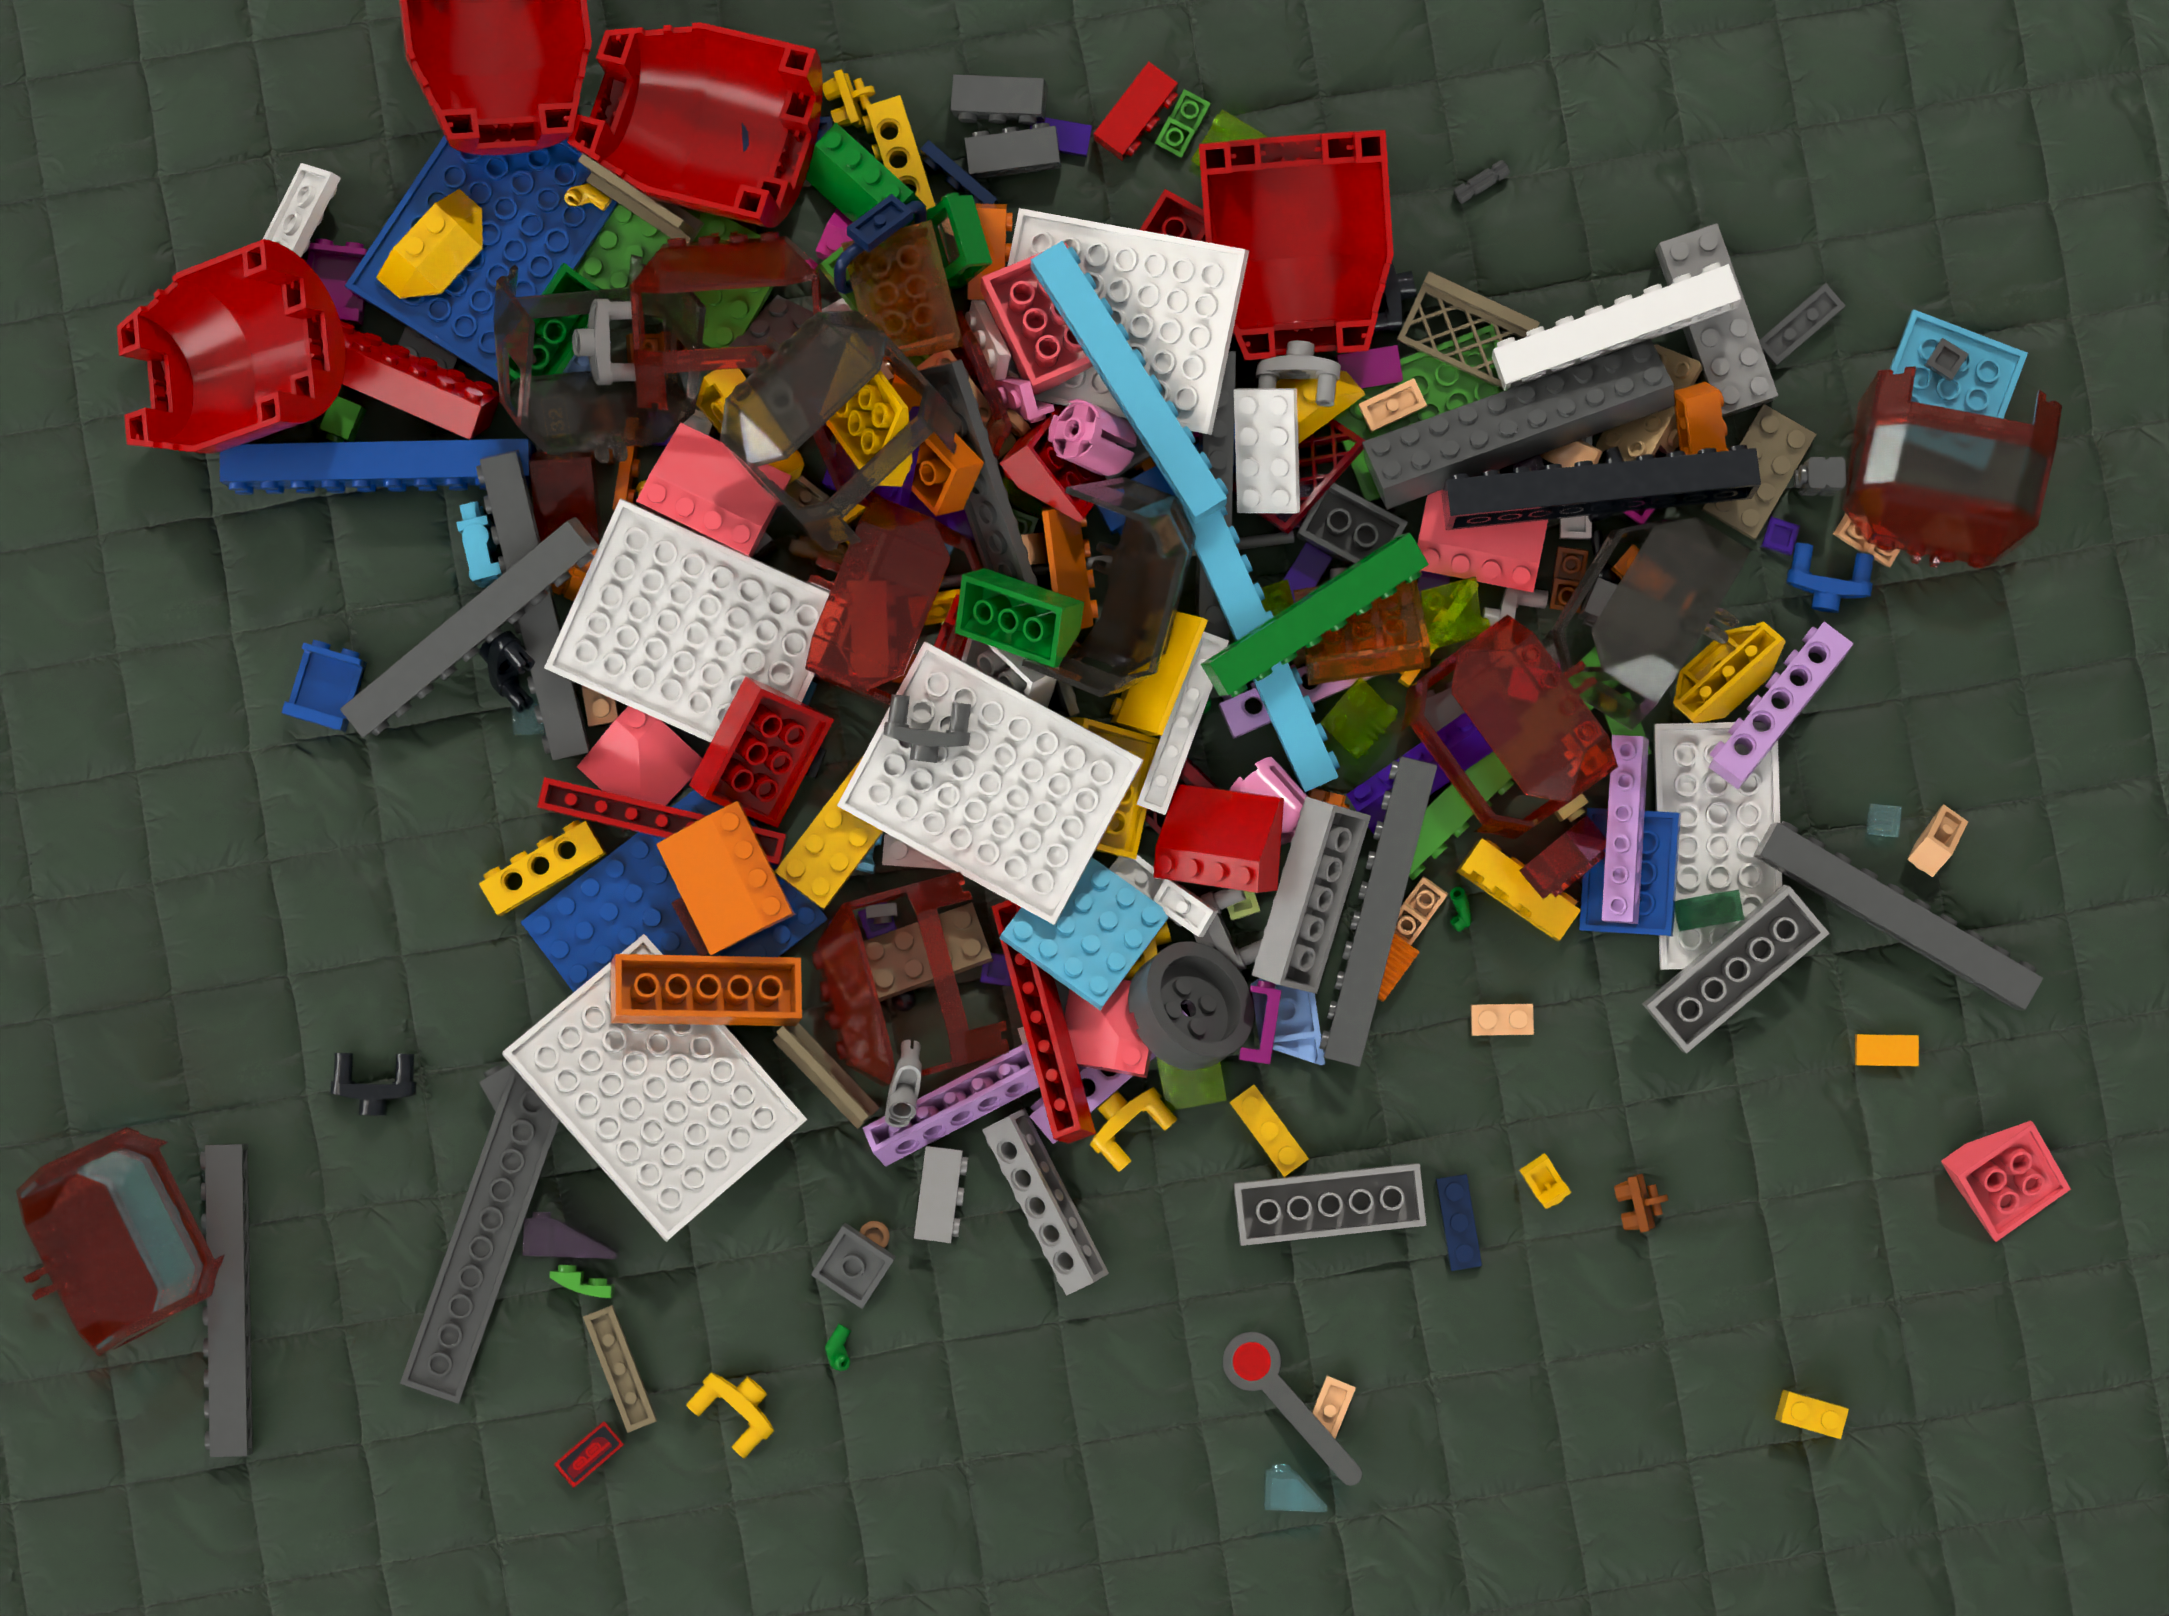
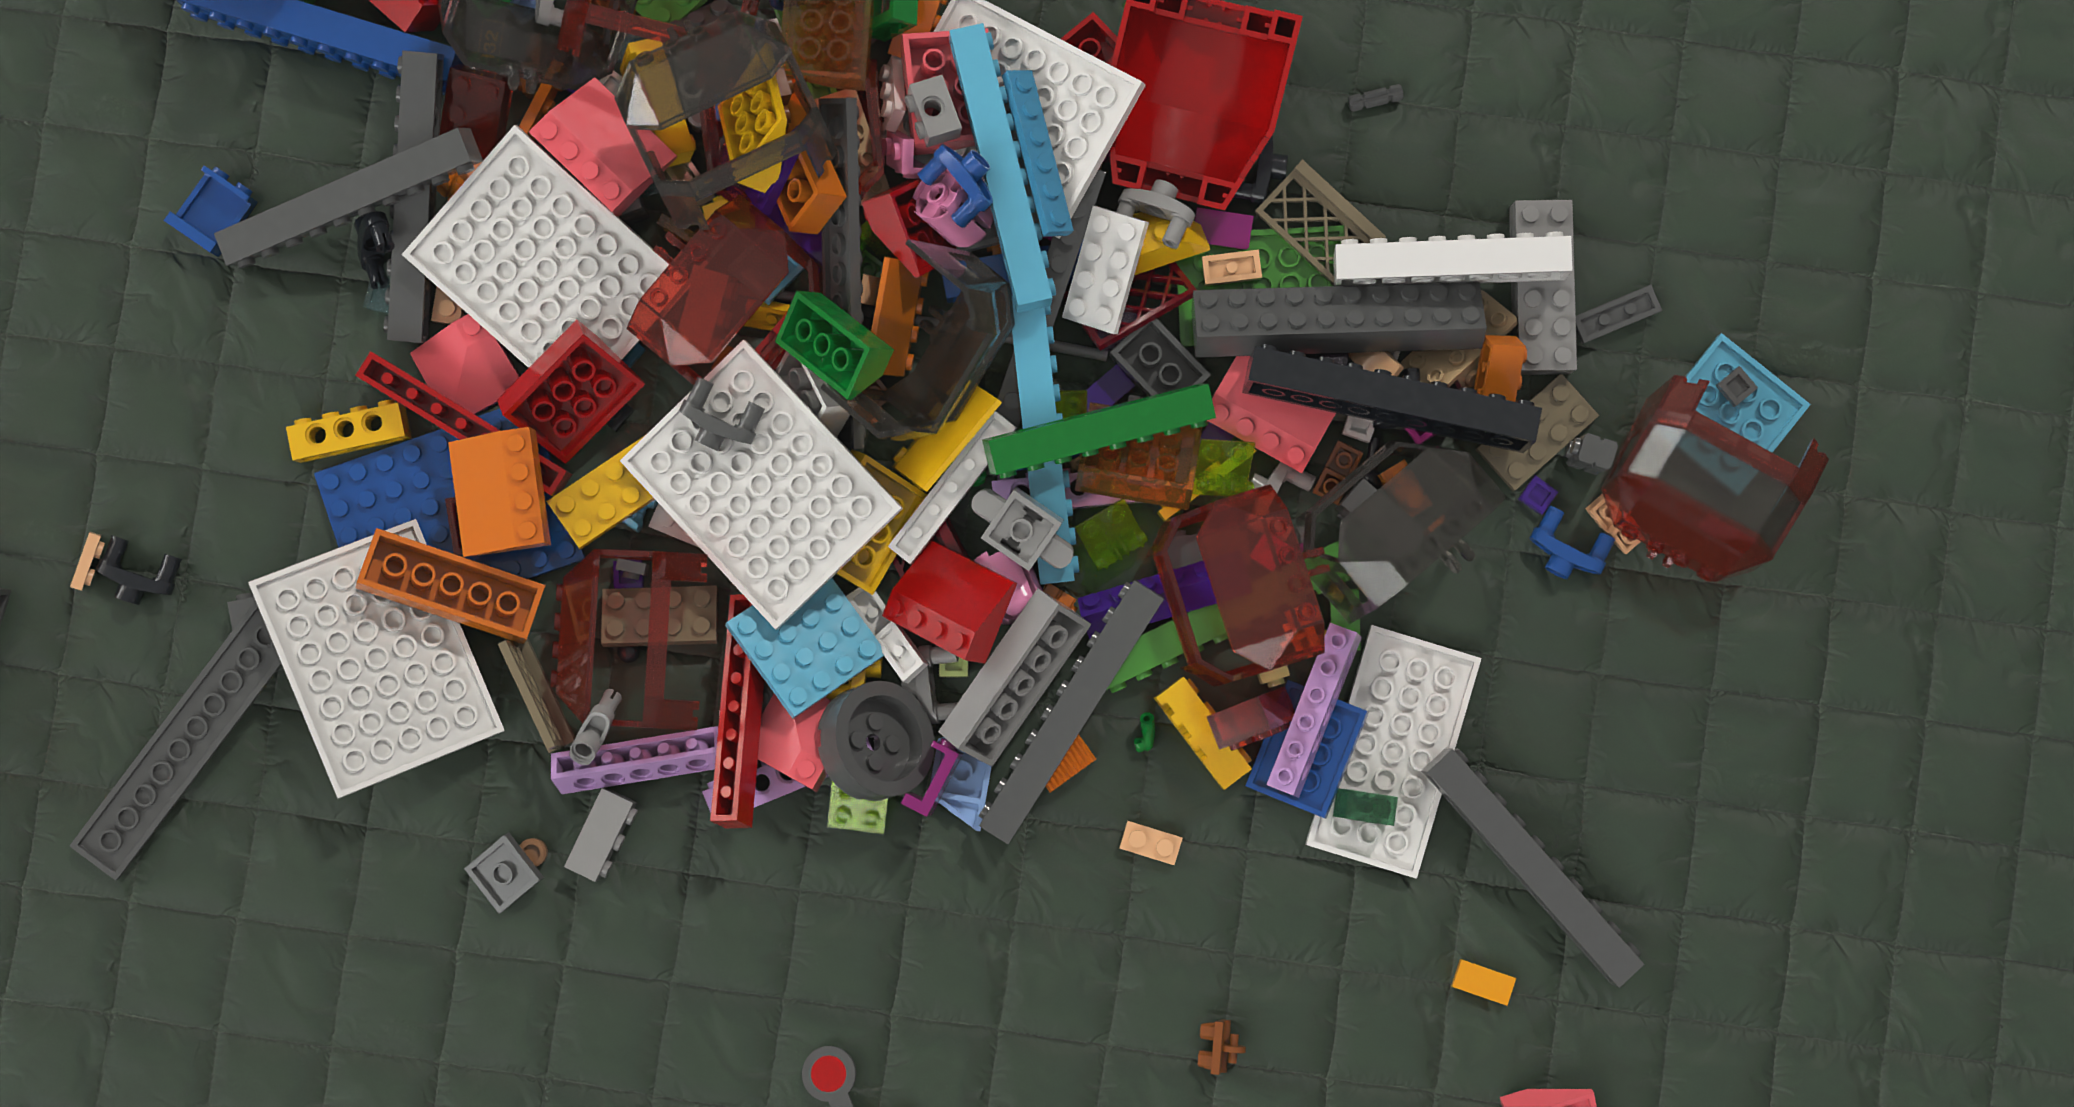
camera: 15 degrees right, 0 degrees up
(318, 1100) = (83, 573): none -> light nougat plate
(478, 544) = (381, 126): medium azure hips -> none
(559, 1239) = (254, 764): clear purple slope -> none
(574, 1280) = (254, 805): bright green slope -> none
(588, 1454) = (215, 963): slope -> none
(620, 1368) = (268, 896): dark tan plate -> none
(744, 1400) = (367, 960): yellow connector -> none
(835, 1348) = (465, 941): green arm -> none
(996, 971) = (715, 653): dark purple tile -> none
(1020, 426) = (892, 174): medium nougat tile -> none
(1039, 329) = (933, 94): none -> light grey brick
(1058, 1206) = (692, 872): light grey brick -> none
(1100, 399) = (968, 173): none -> blue connector
(1119, 1113) = (784, 814): yellow connector -> none
(1162, 355) = (1037, 153): none -> dark azure plate
(1269, 1130) = (912, 873): yellow plate -> none
(1270, 741) = (1022, 528): none -> light grey brick
(1329, 1204) = (942, 957): light grey brick -> none
(1418, 909) = (1108, 721): light nougat slope -> none
(1458, 1222) = (1053, 1010): dark blue plate -> none
(1545, 1181) = (1141, 1000): yellow bracket -> none
(1727, 672) = (1451, 600): yellow wedge -> none
(1735, 968) = (1372, 866): light grey brick -> none
(1736, 767) = (1551, 610): lavender brick -> none
(1884, 820) = (1547, 777): clear light blue tile -> none
(1938, 841) = (1589, 811): light nougat slope -> none

